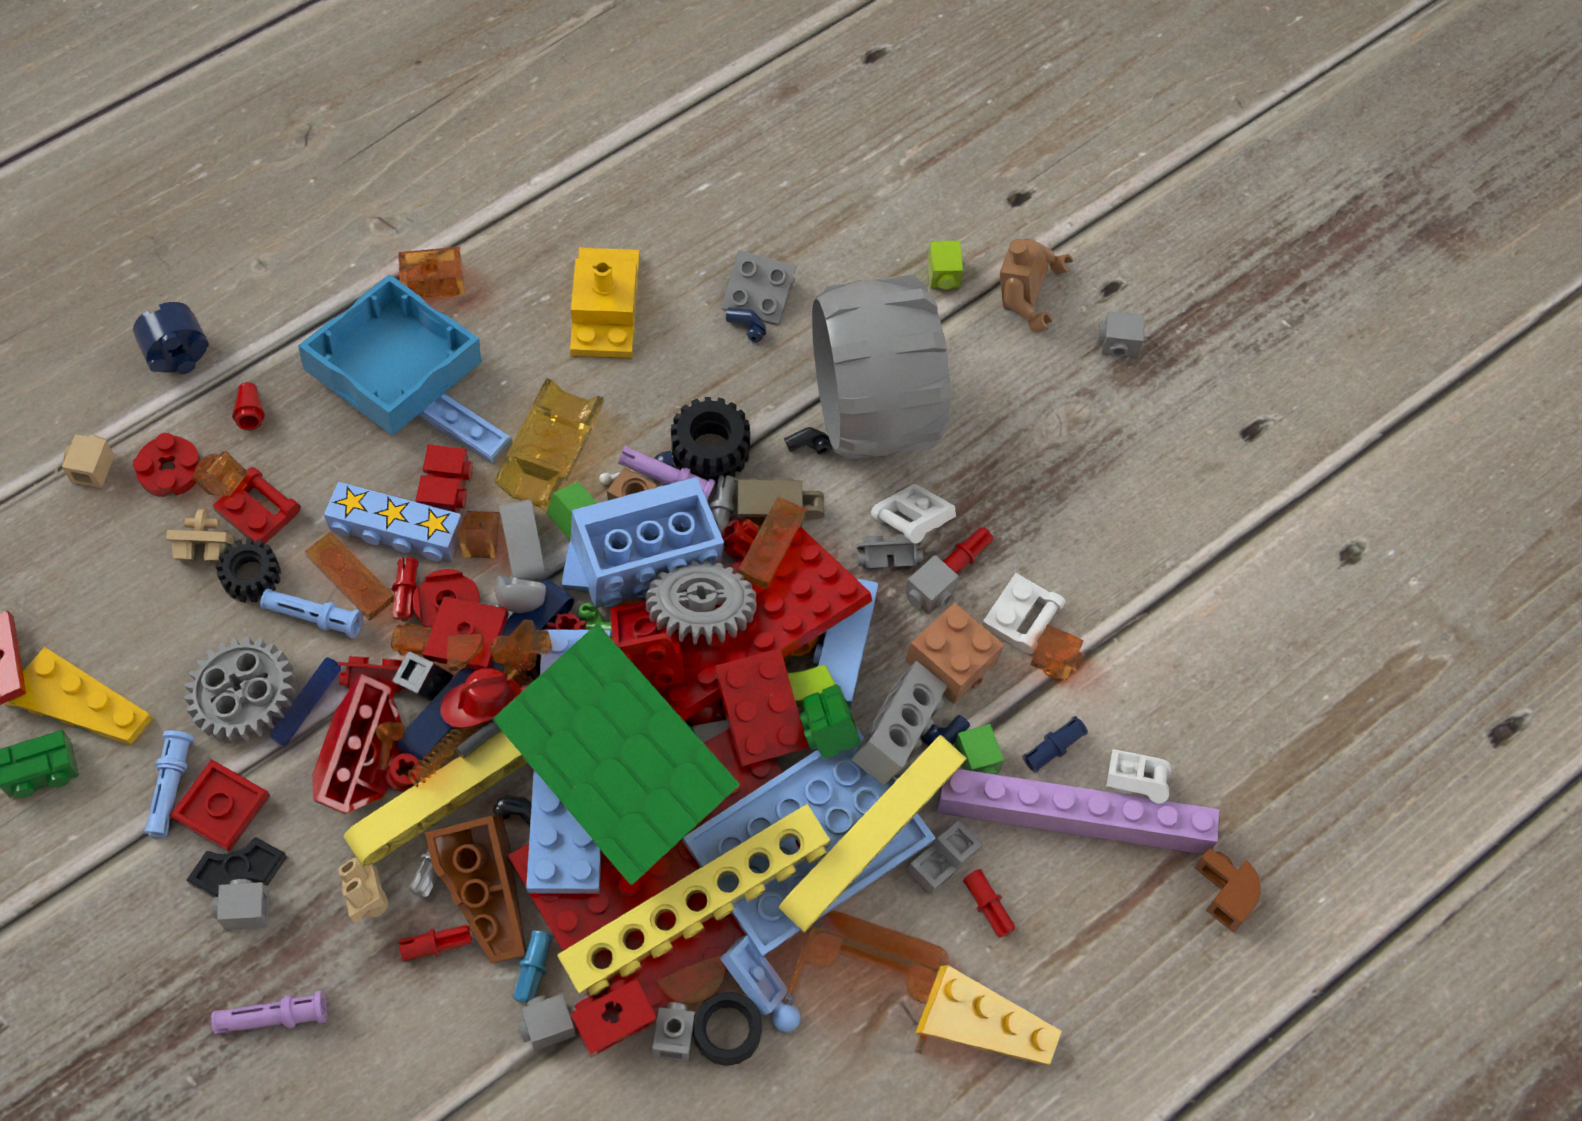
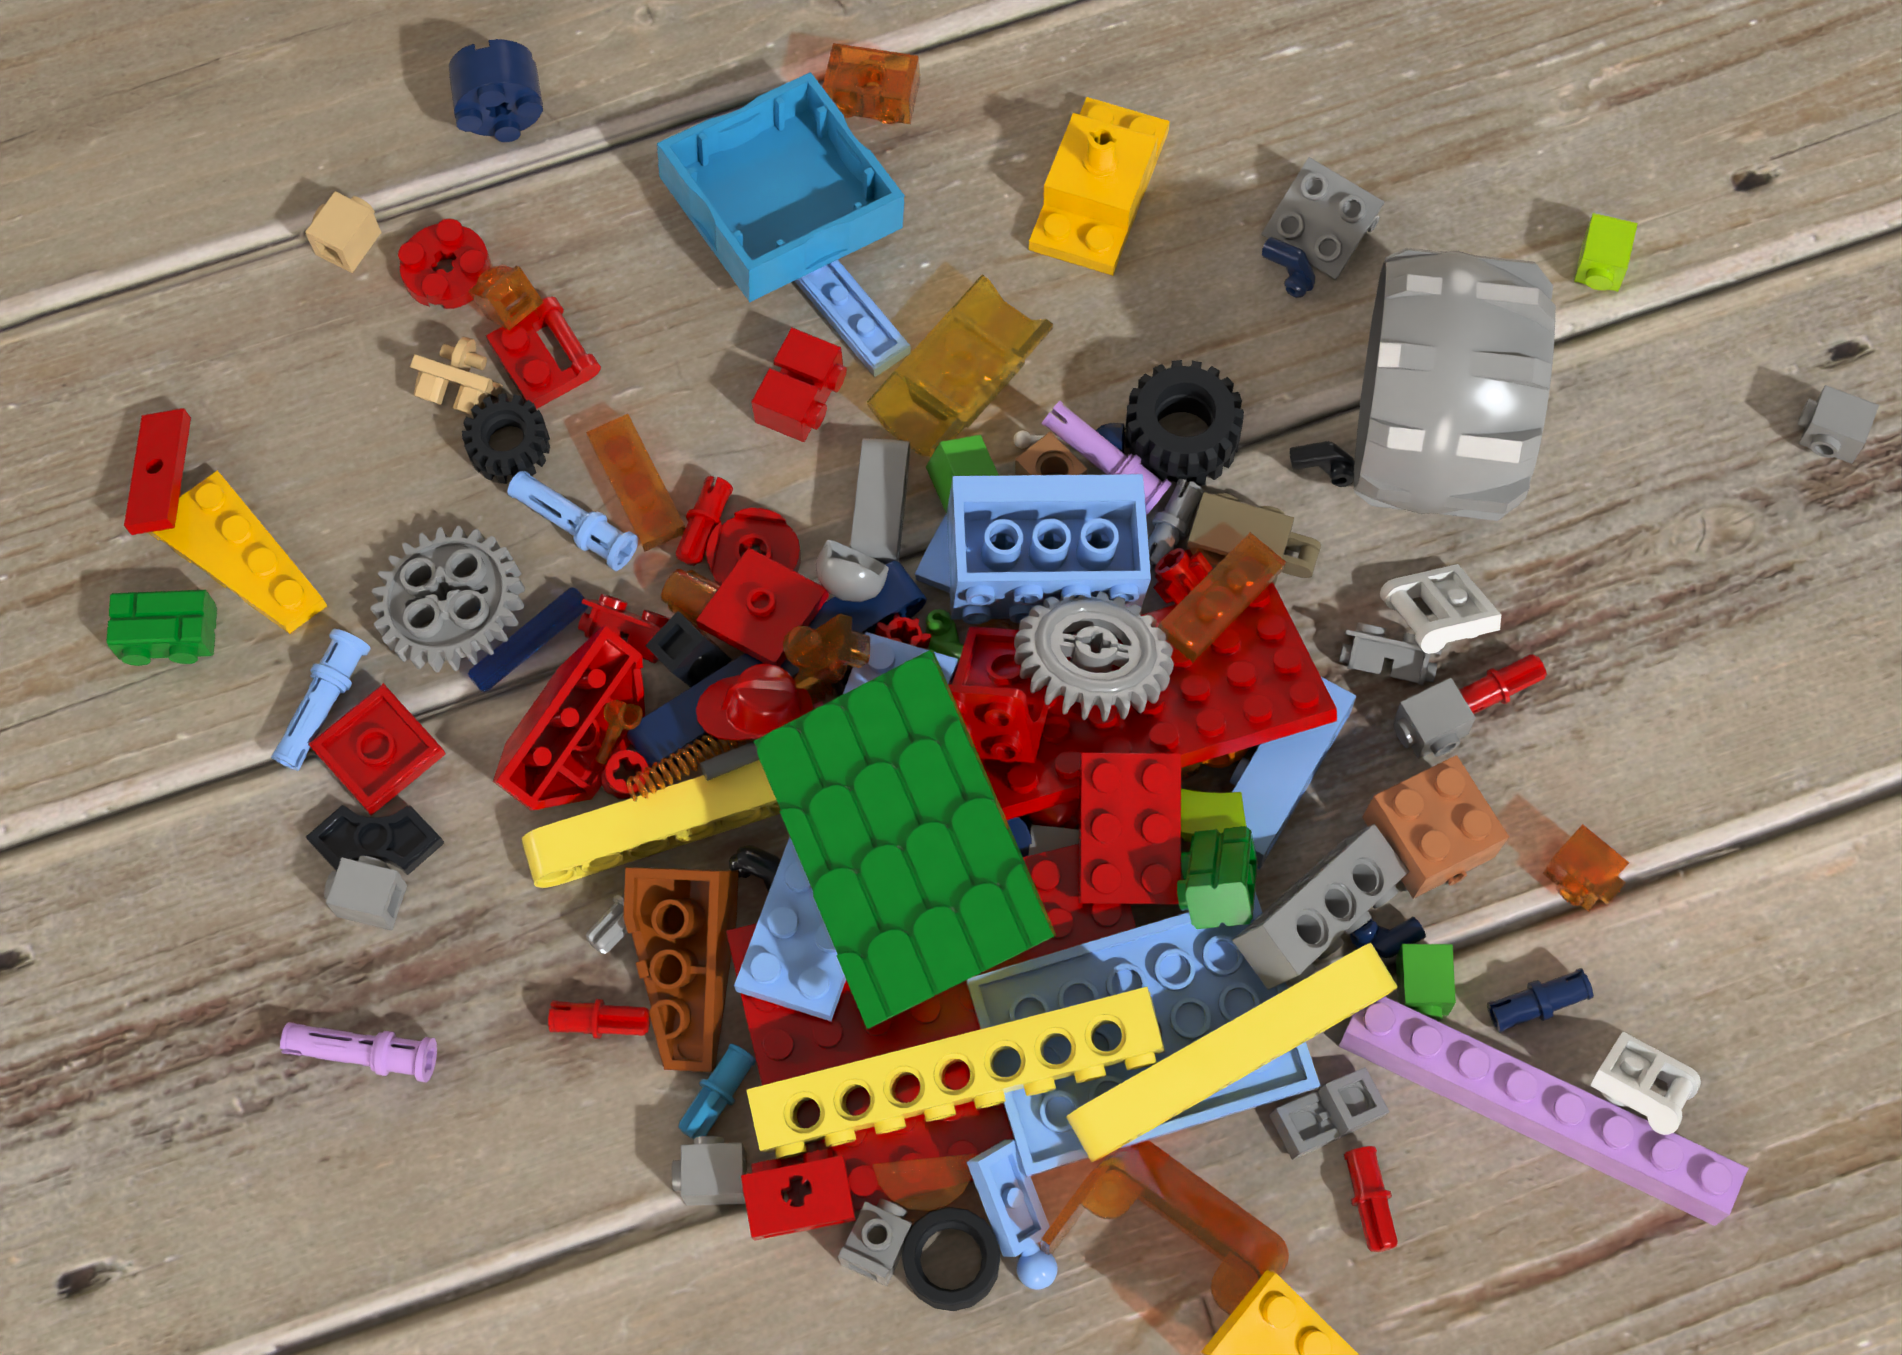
camera: 25 degrees right, 5 degrees up
(248, 407) = (571, 211): red cone -> none
(362, 890) = (523, 920): tan hips -> none
(393, 522) = (716, 425): light blue brick -> none
(462, 650) = (749, 630): clear orange tile -> none
(479, 534) = (825, 471): clear orange slope -> none
(1014, 607) = (1544, 785): white plate -> none
(1023, 278) = (1717, 299): medium nougat torso -> none
(1238, 888) = (1742, 1289): dark orange brick -> none

